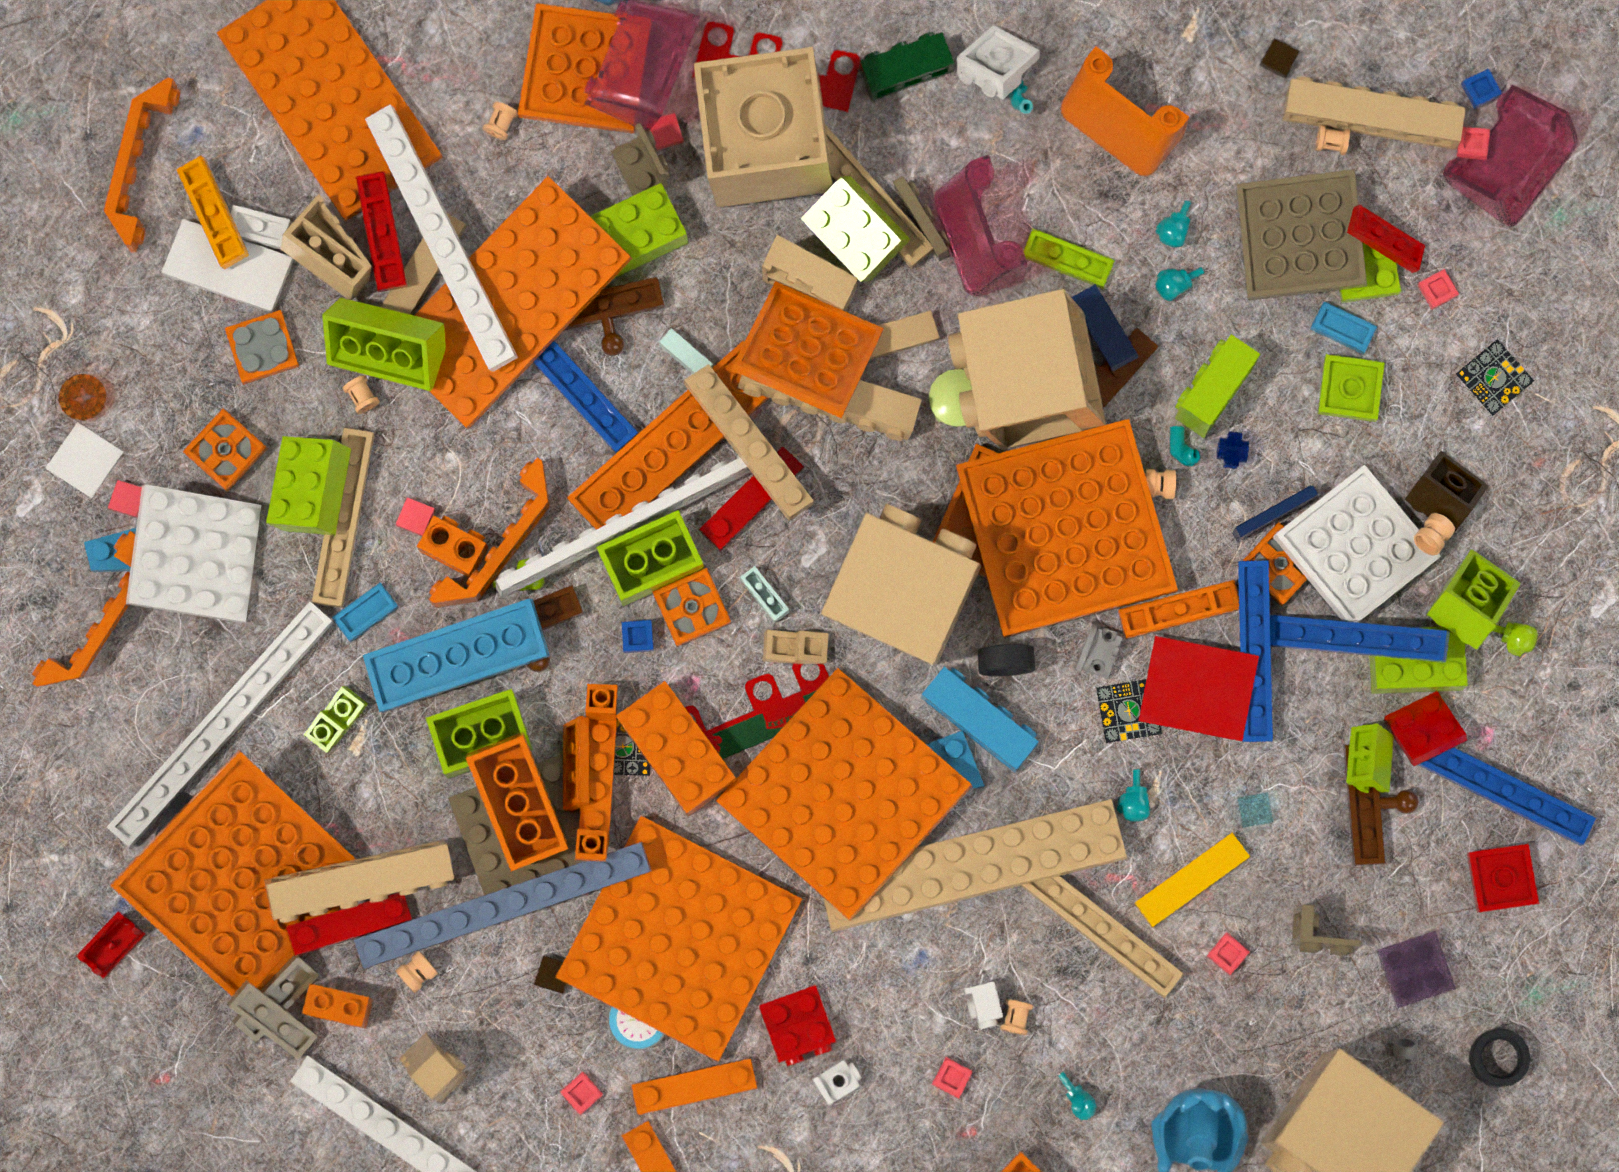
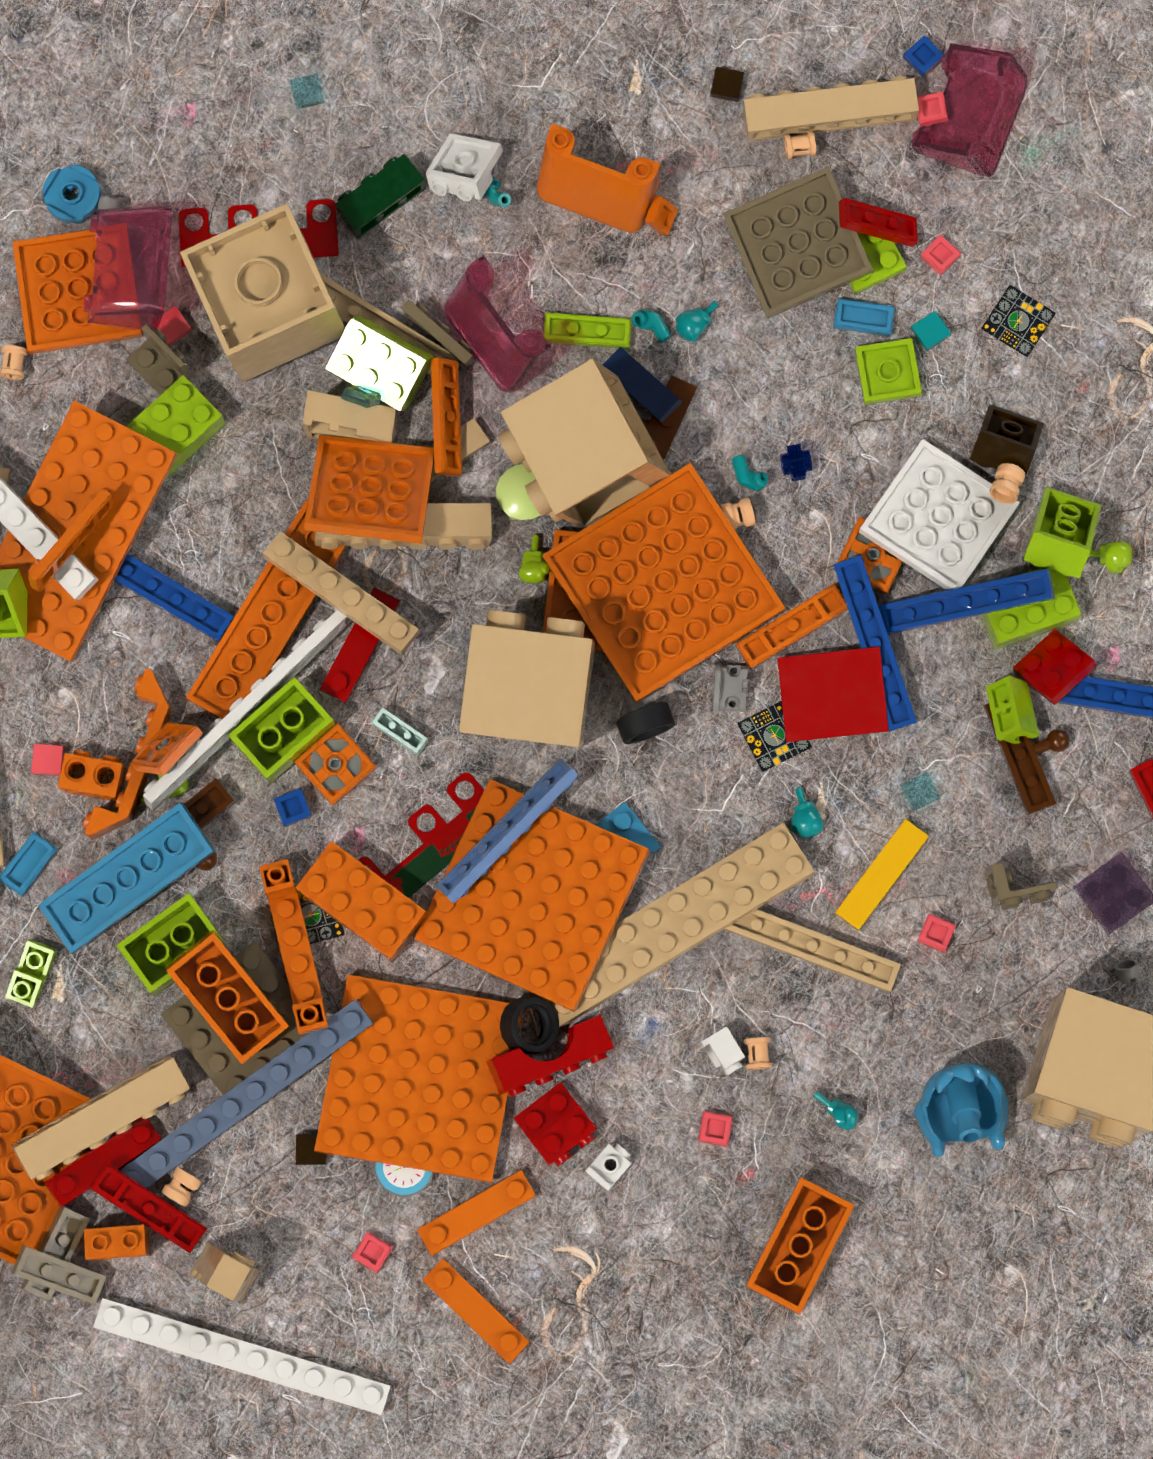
camera: 15 degrees left, 0 degrees up
(378, 982) = (148, 1207): none -> red plate
(533, 542) = (166, 748): none -> orange piece
(536, 288) = (95, 509): none -> orange plate
(576, 763) = (271, 944): orange tile -> none
(618, 303) = (176, 501): reddish brown plate -> none
(683, 352) = (253, 527): light aqua piece -> none
(795, 648) = (444, 772): tan slope -> none
(820, 928) = (548, 1019): none -> black tyre
(827, 256) = (361, 396): none -> clear light blue tile
(838, 723) = (507, 830): none -> medium blue plate
(850, 953) = (516, 1069): none -> red arch
(904, 301) = (446, 417): none -> orange plate
(944, 472) = (533, 566): none -> lime piece
(980, 719) = (637, 785): dark azure brick -> none
(1133, 268) = (651, 321): none -> teal arm
(1173, 229) = (678, 272): teal piece -> none
(1175, 167) = (661, 215): none -> orange plate
(1215, 385) = (761, 406): lime brick -> none
(1274, 513) = (853, 509): dark blue tile -> none
(1405, 361) = (930, 331): none -> teal tile

